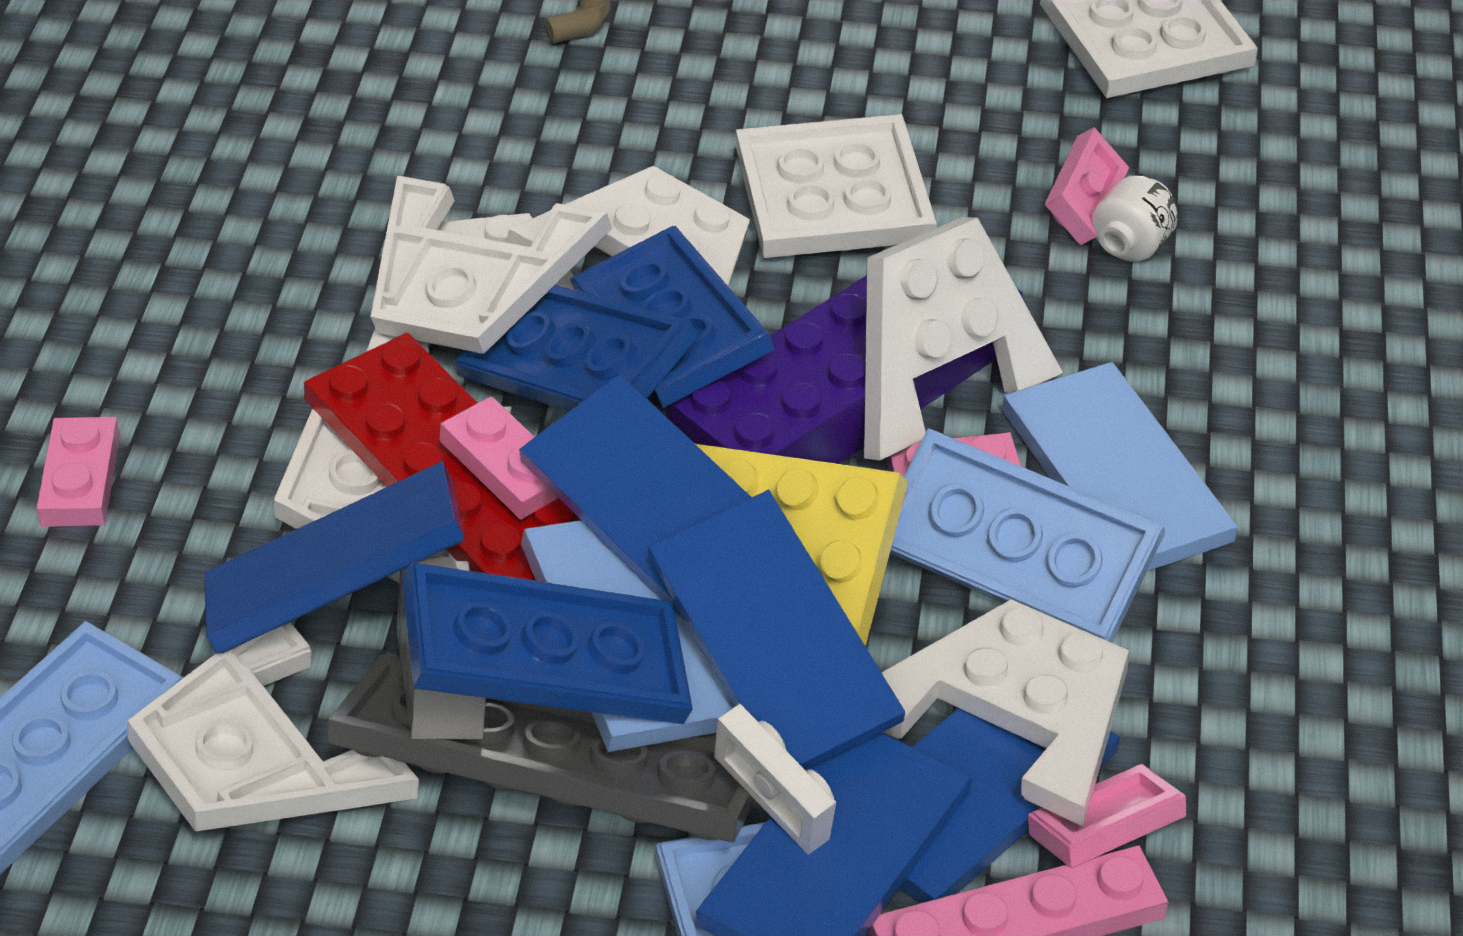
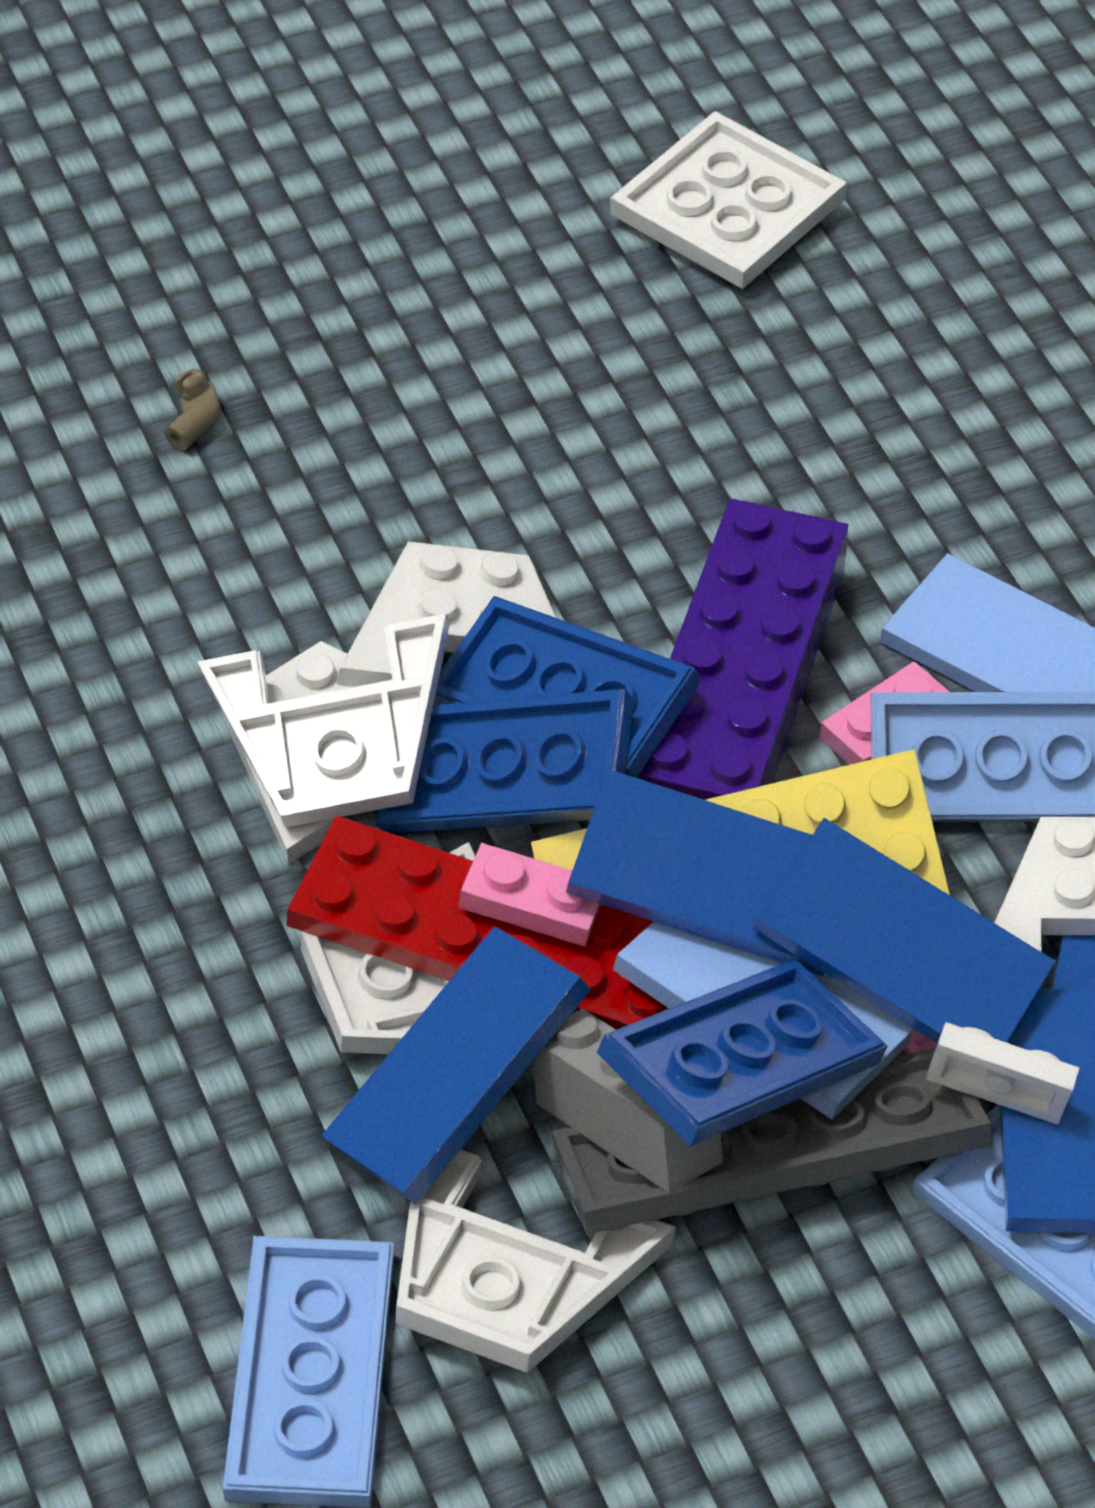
camera: 30 degrees left, 5 degrees up
(78, 472) = (112, 1098): bright pink plate -> none
(833, 185) = (576, 487): white plate -> none
(933, 305) = (808, 573): white wing -> none
(1082, 183) = (800, 389): bright pink plate -> none
(1136, 216) = (869, 400): white head -> none

